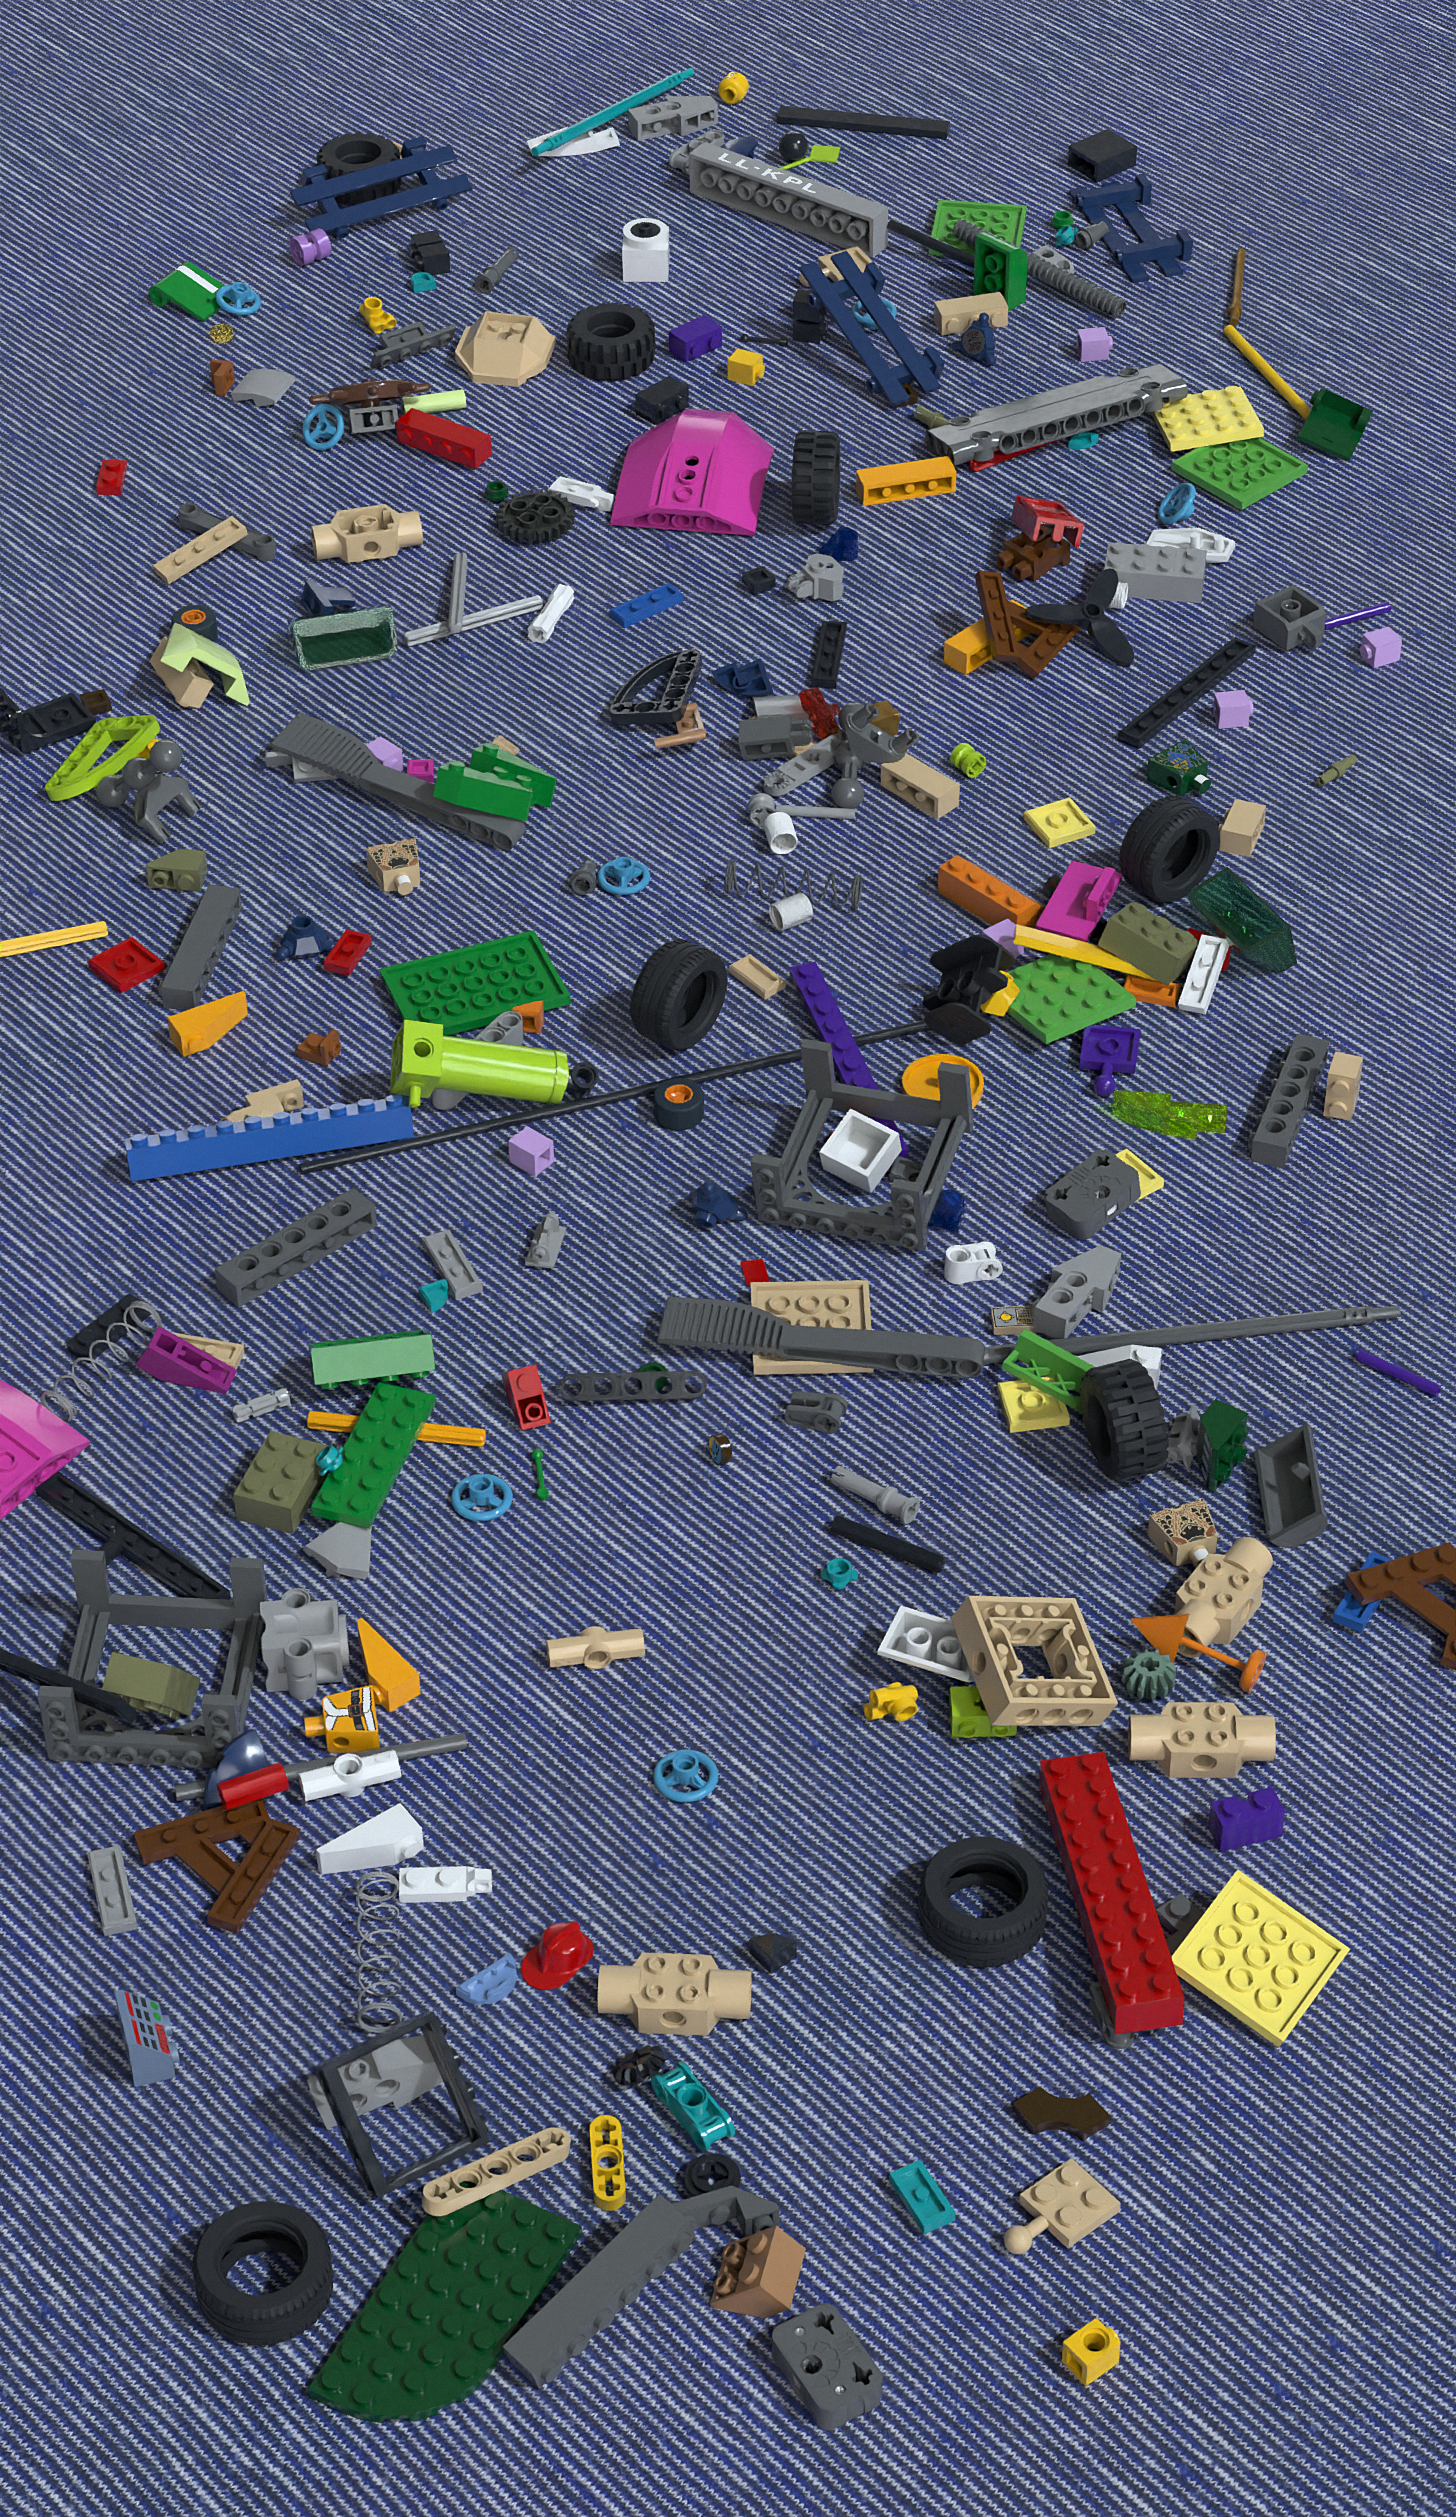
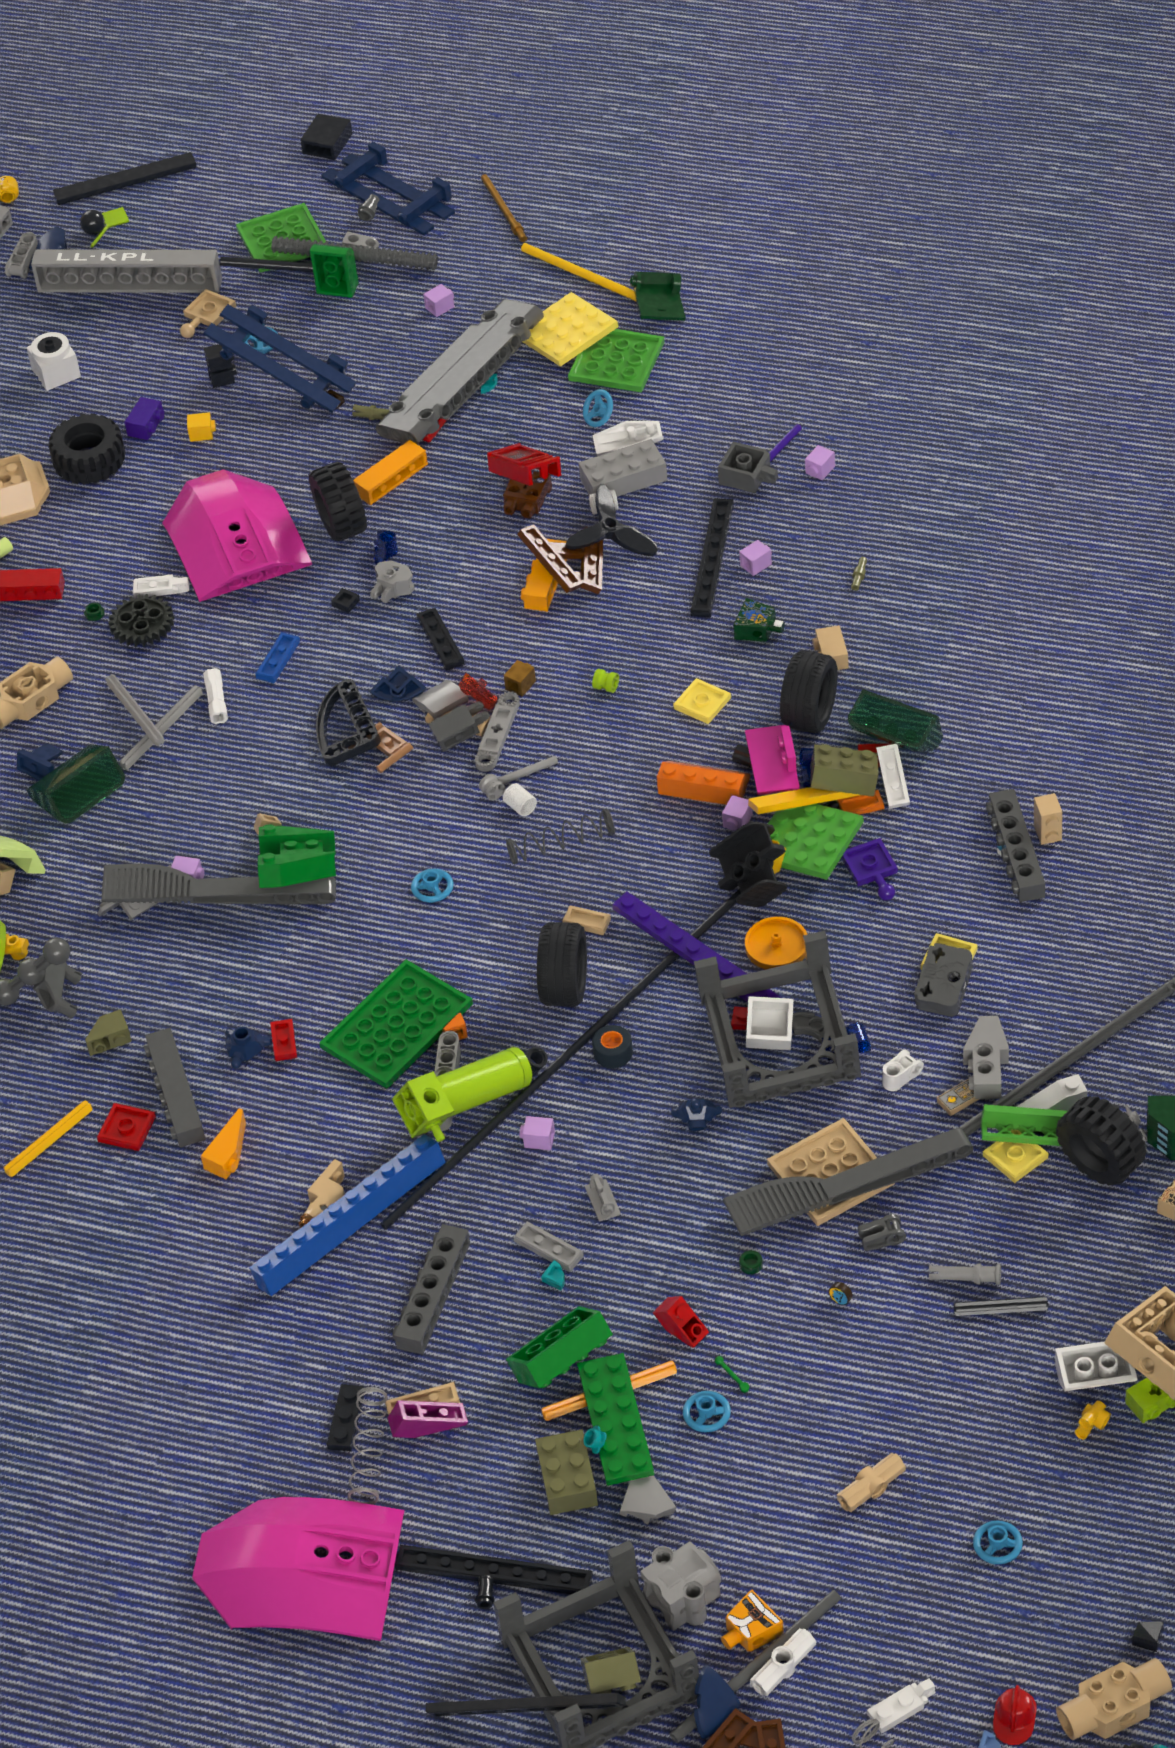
camera: 25 degrees left, 5 degrees up
(252, 1786) = (731, 1706): red axle -> none
(261, 1405) = (501, 1421): light grey axle -> none
(319, 1048) = (323, 1125): dark orange bracket -> none
(373, 1844) = (839, 1701): white slope -> none
(386, 1670) = (744, 1571): light orange slope -> none
(394, 865) = (264, 954): tan torso -> none
(421, 769) = (218, 867): dark pink tile -> none
(584, 878) = (407, 899): dark grey cone -> none
(618, 1381) = (735, 1276): black beam -> none
(662, 400) = (160, 481): black brick -> none
(754, 1271) = (757, 1148): red sticker -> none
(782, 341) = (208, 392): black hinge -> none
(791, 911) = (574, 858): white piece -> none
(839, 1573) = (986, 1338): teal plate -> none
(864, 745) = (530, 703): dark grey connector -> none
(921, 786) = (587, 716): tan brick -> none
(957, 314) = (331, 311): tan brick -> none
(977, 341) = (356, 333): dark blue rock -> none
(1061, 219) = (337, 203): green plate -> none
(1065, 235) = (349, 216): teal plate -> none
(1166, 1117) = (940, 897): clear neon green slope -> none

